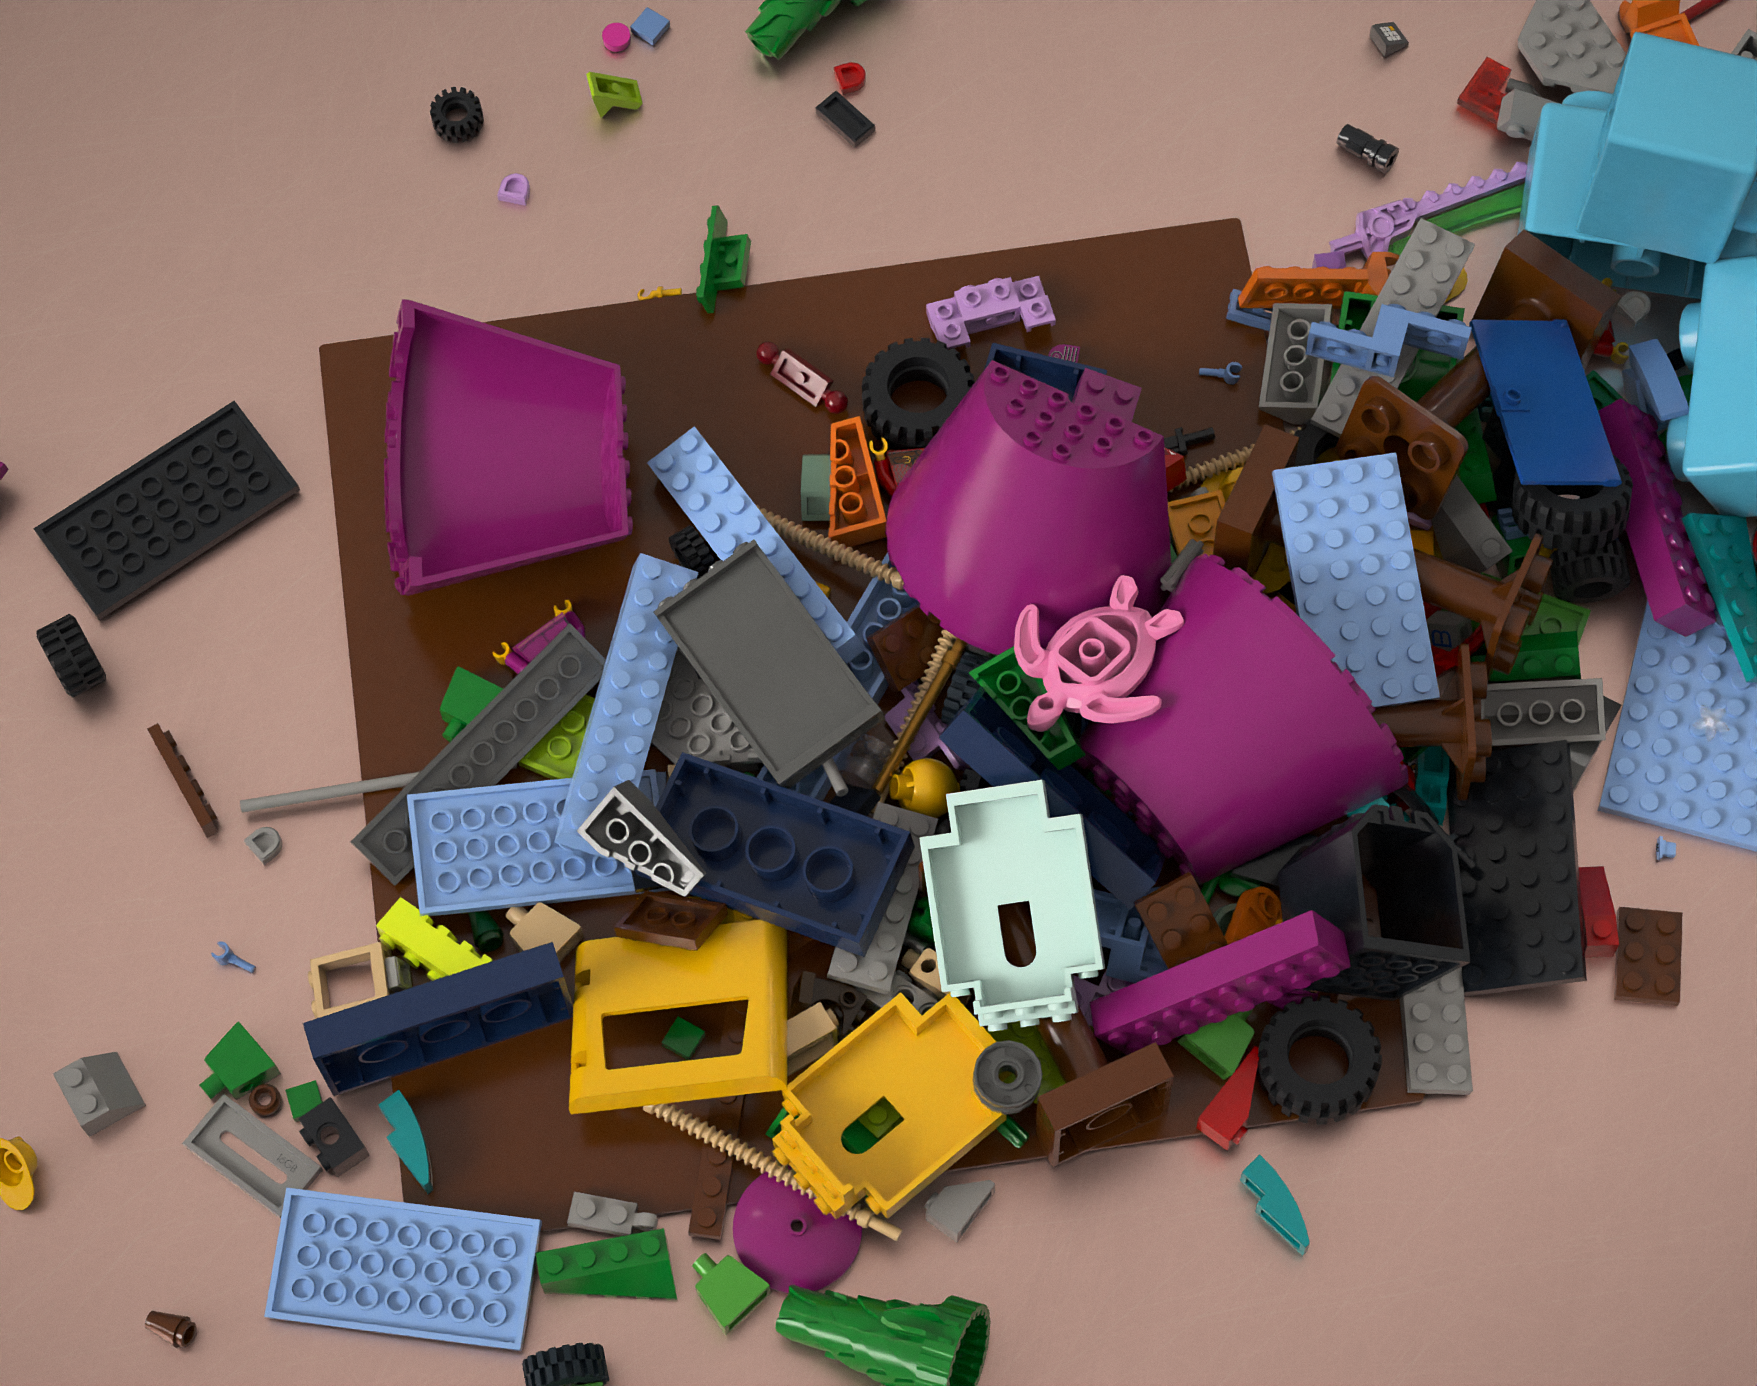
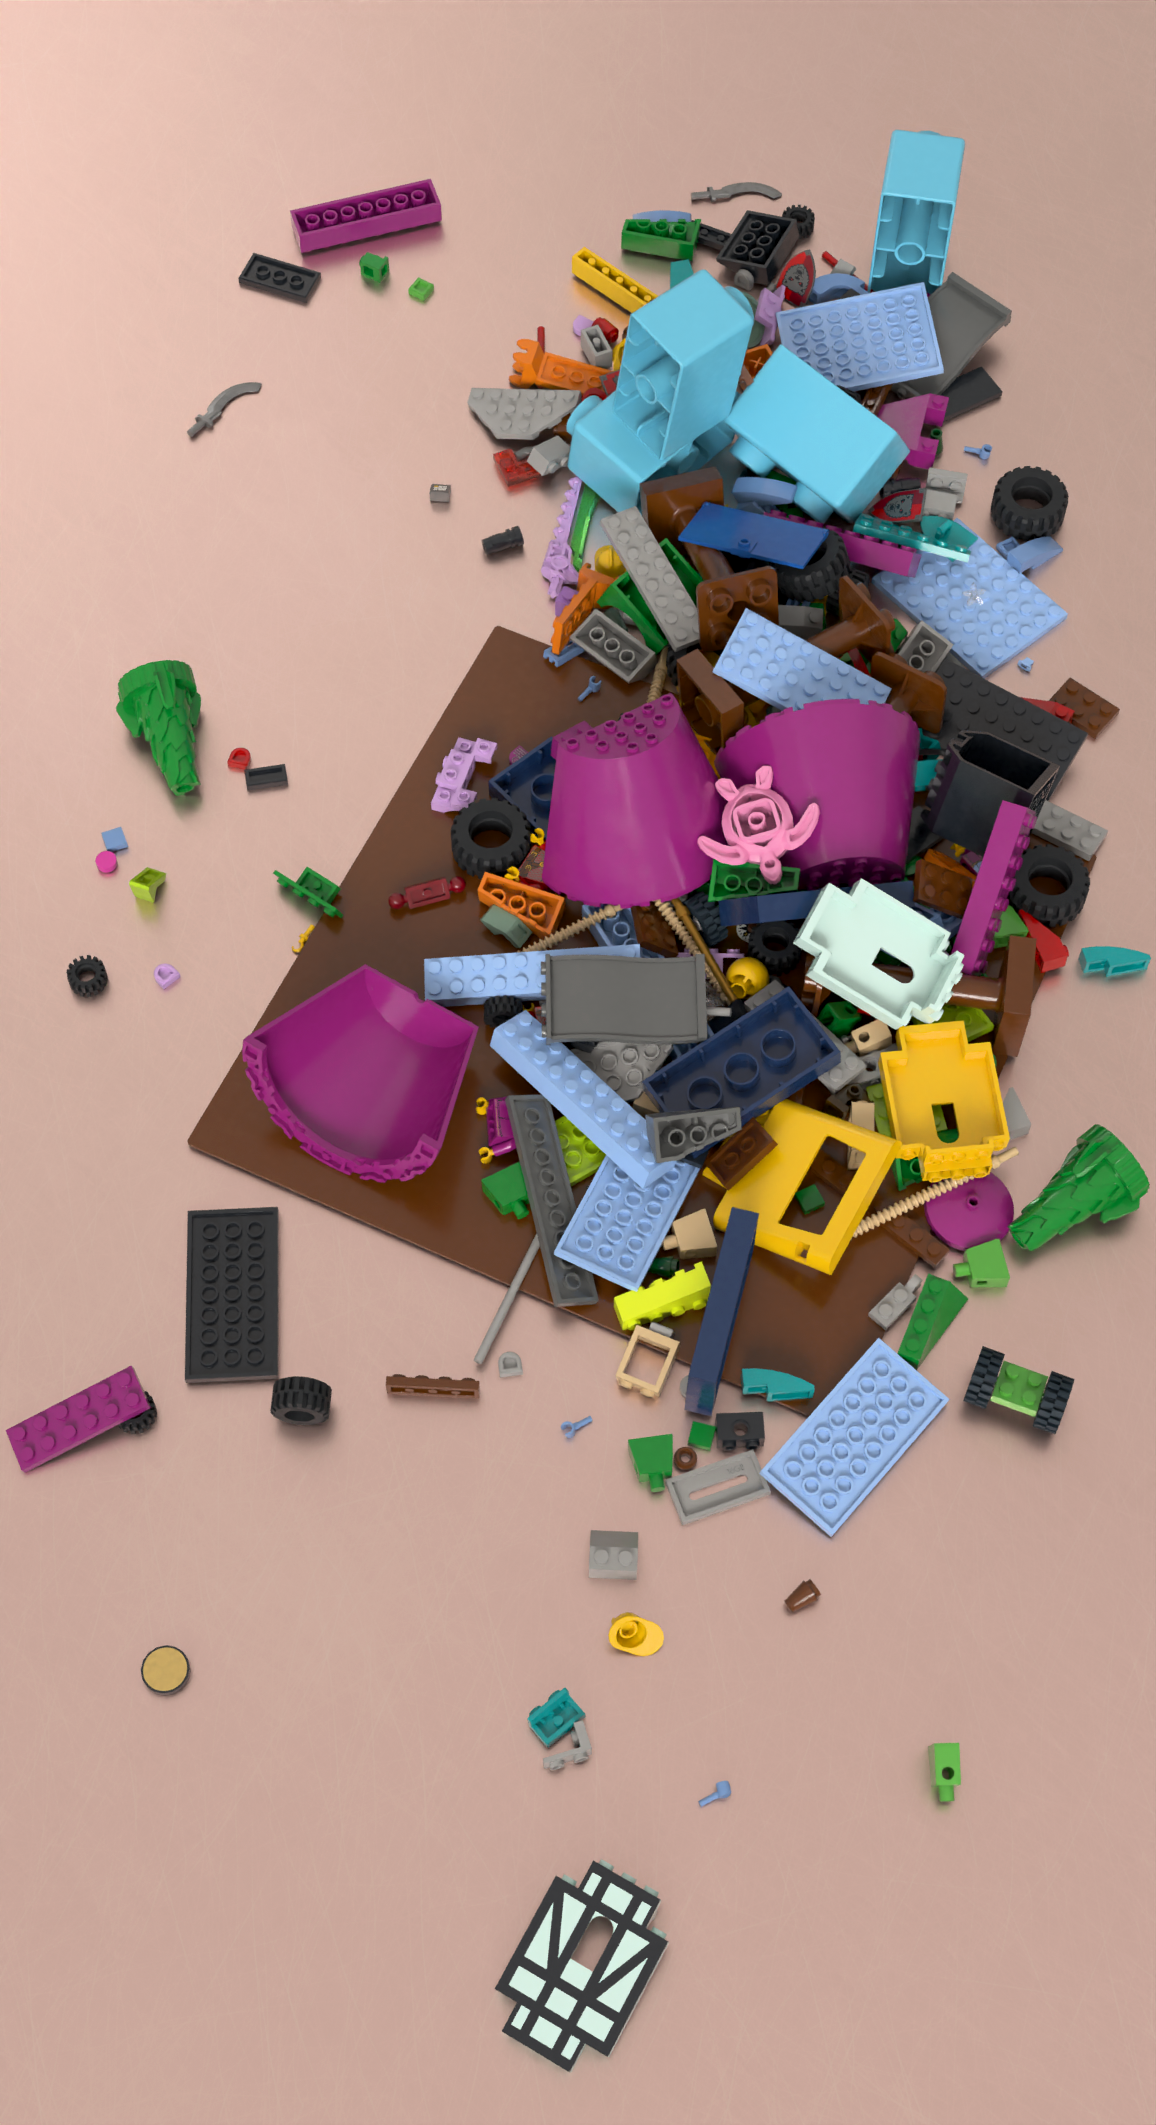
camera: 60 degrees left, 5 degrees down
(1013, 1058) = (976, 1014): dark grey wheel -> none
(1177, 568) = (719, 769): light grey axle -> none
(1392, 330) = (668, 574): medium blue bracket -> none

